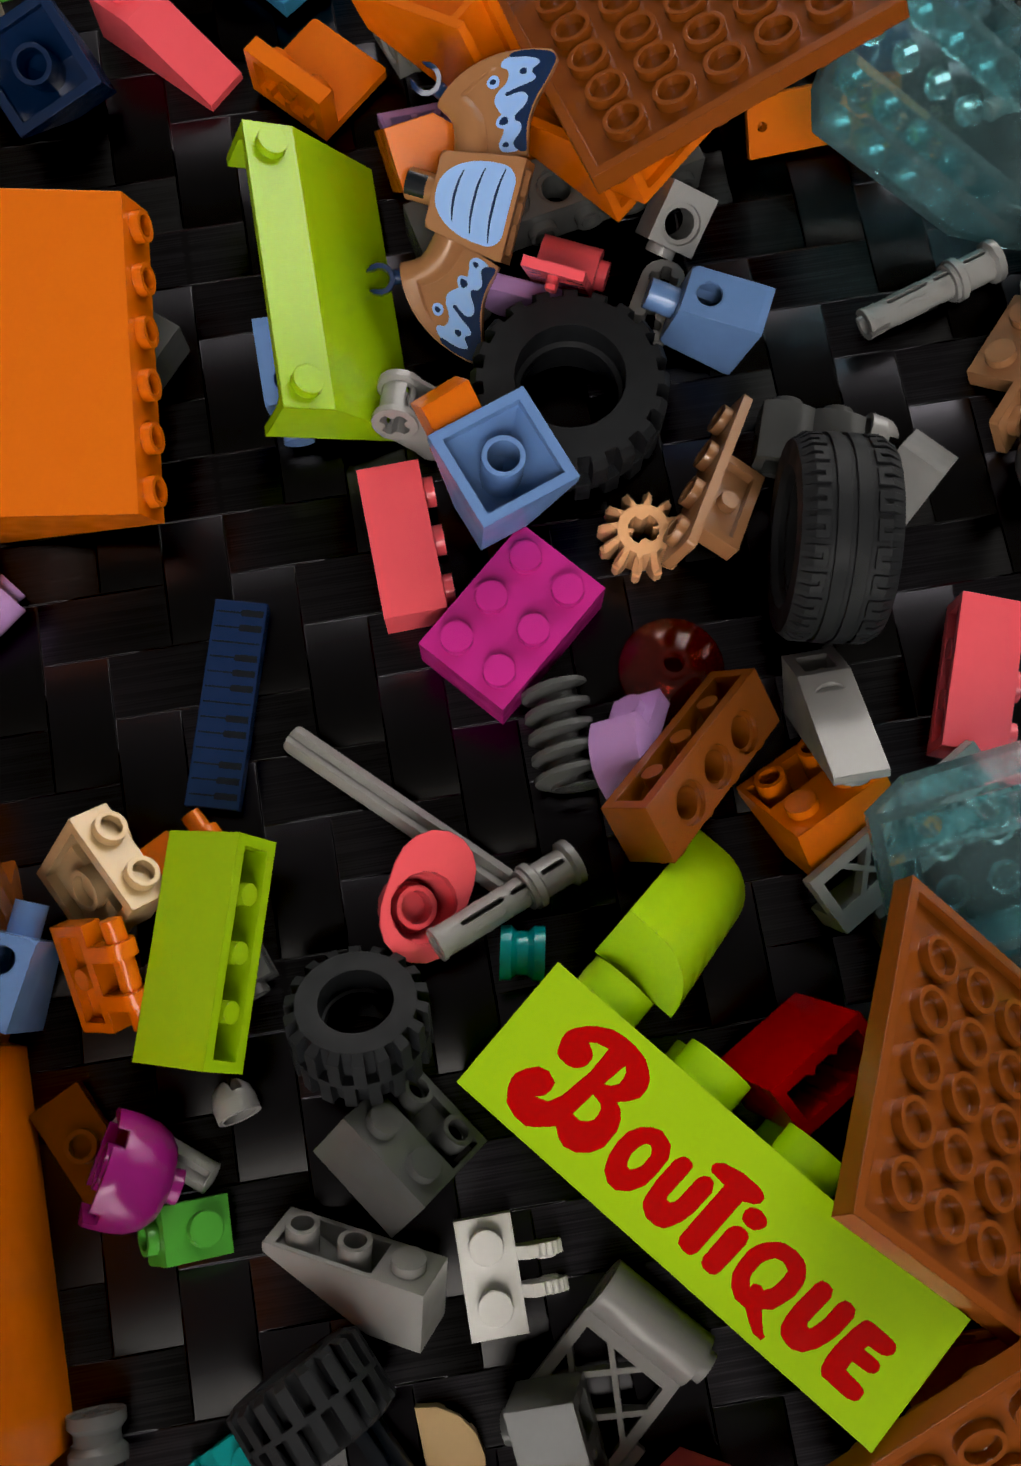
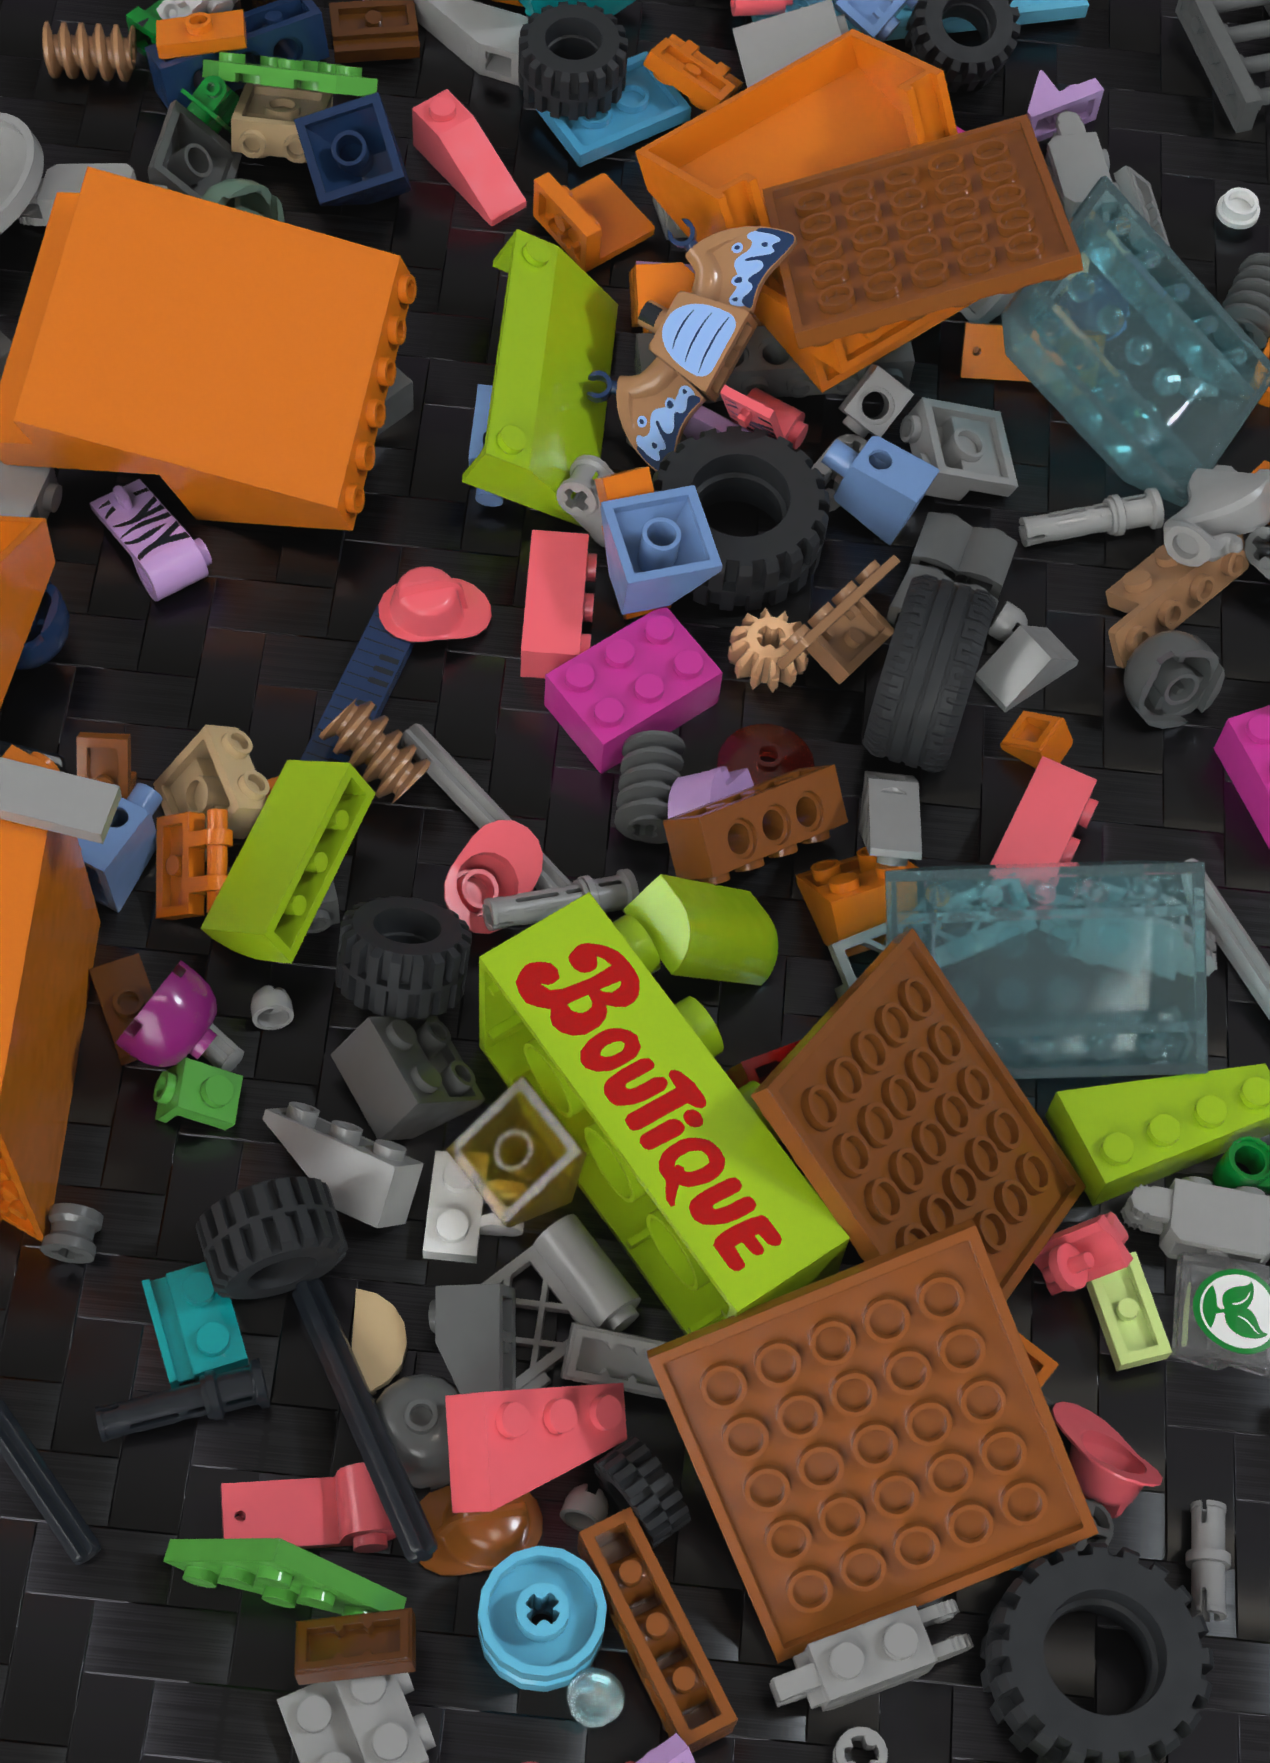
camera: 10 degrees right, 15 degrees down
(263, 778) = (375, 749): none -> medium nougat piece
(277, 584) = (433, 607): none -> coral piece
(542, 1229) = (520, 1156): none -> clear yellow slope
(712, 1414) = (609, 1357): none -> light grey plate
(776, 244) = (964, 445): none -> light grey plate
(813, 368) = (965, 551): none -> dark grey brick
(941, 561) = (1038, 736): none -> orange slope

